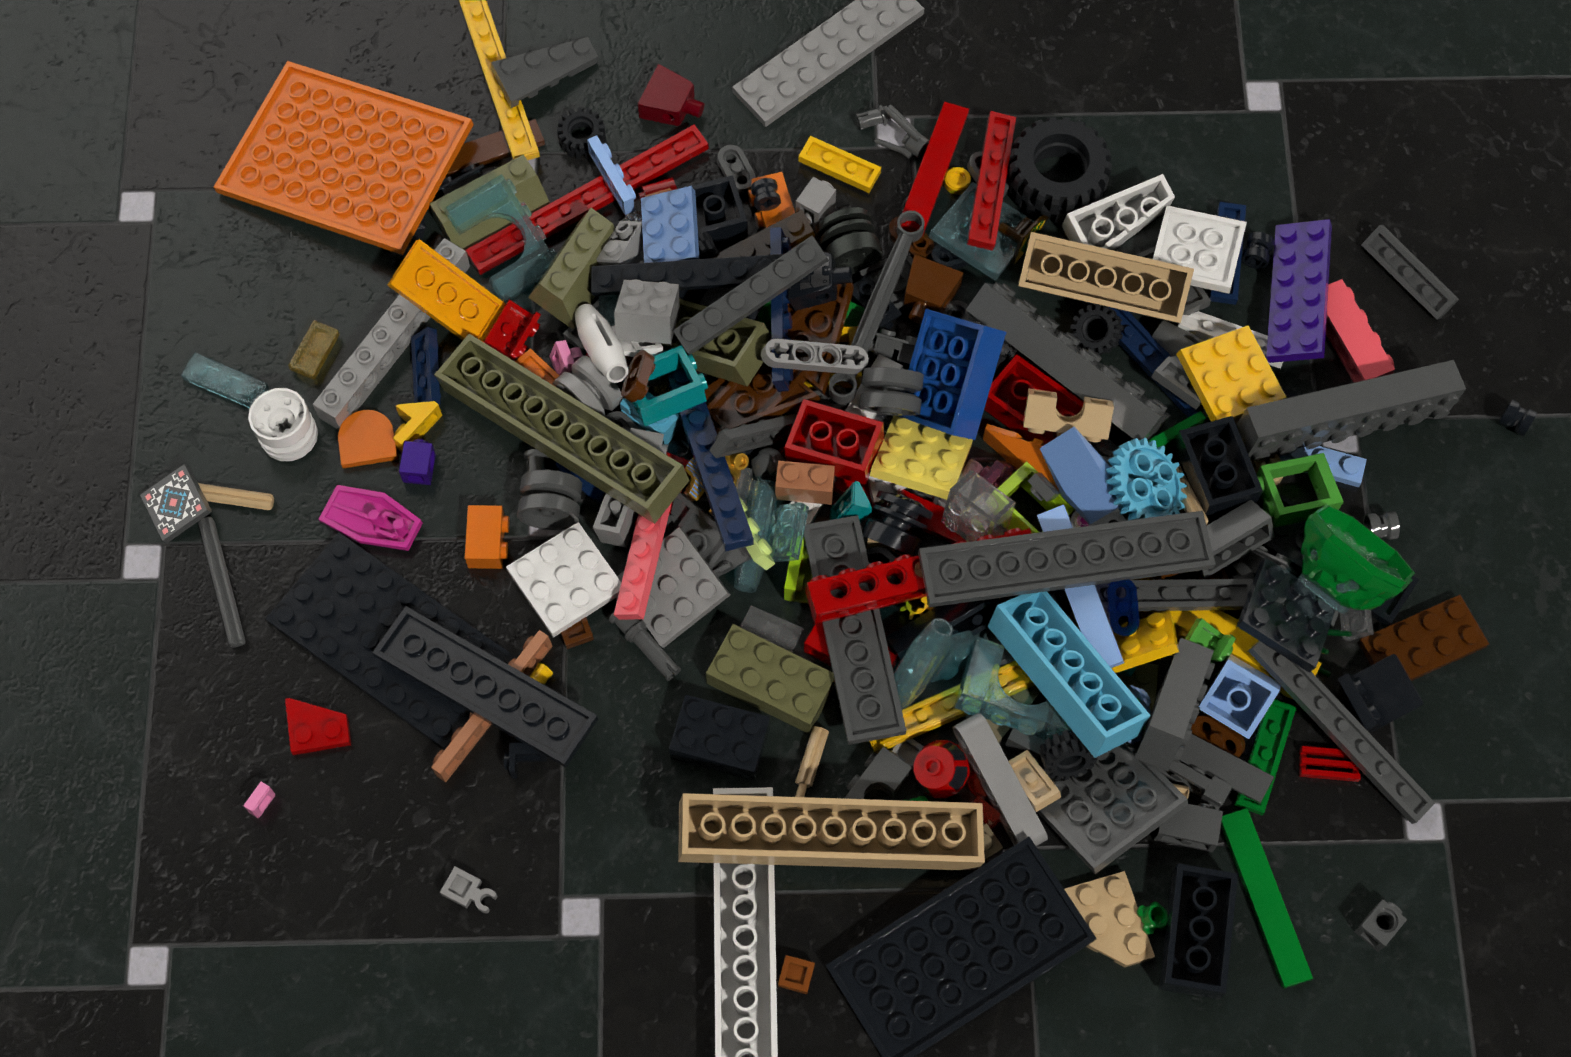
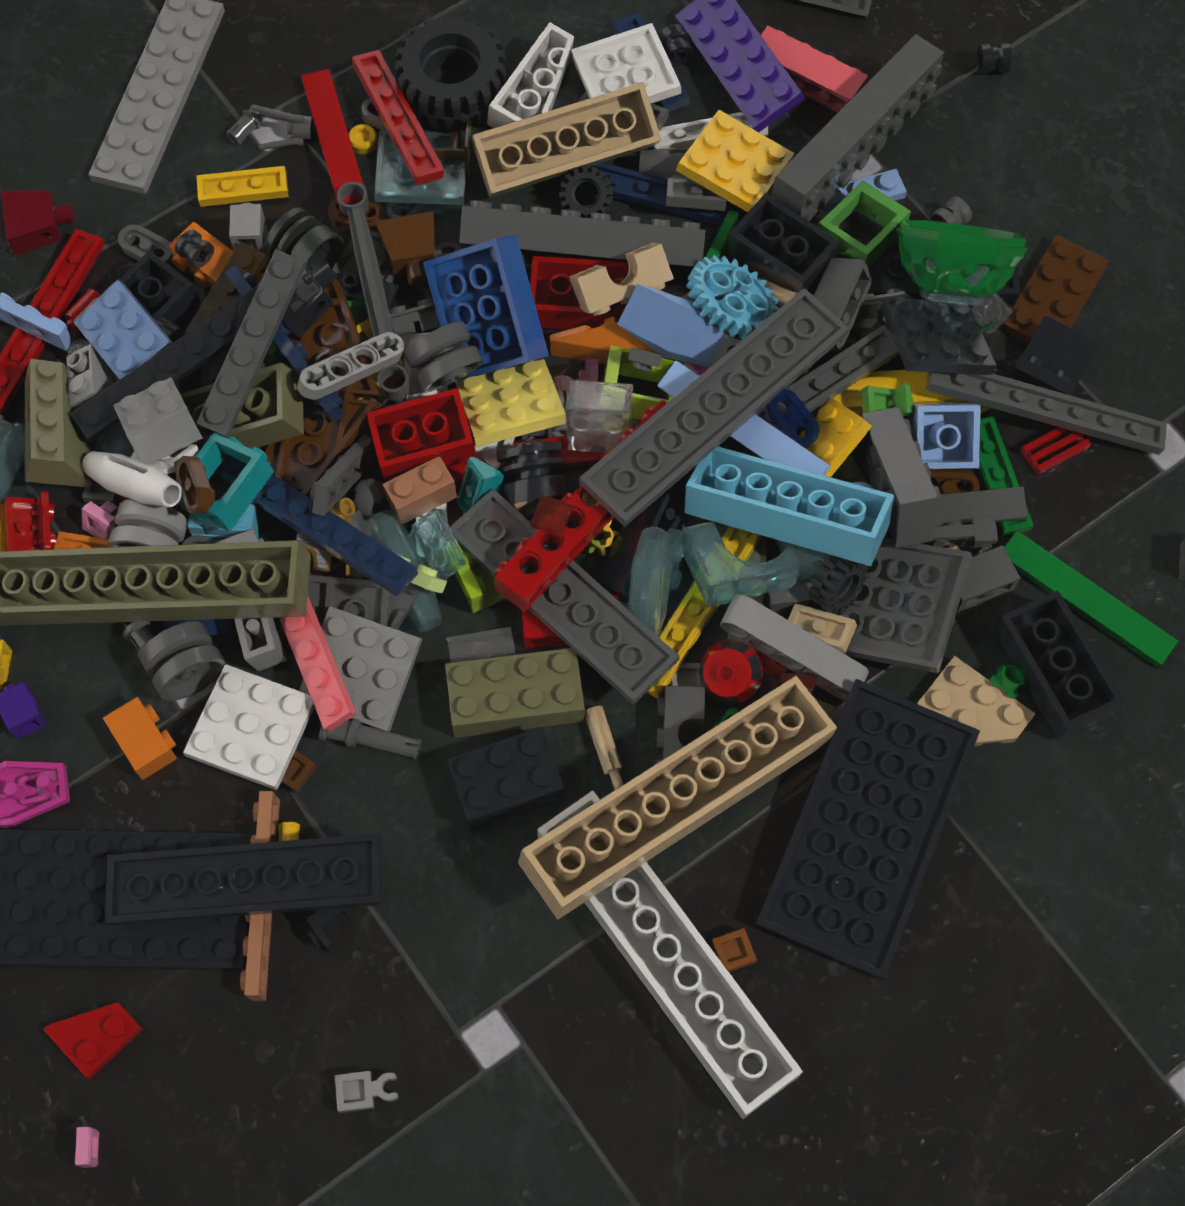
camera: 35 degrees left, 0 degrees up
(880, 564) = (551, 516): none -> clear red tile

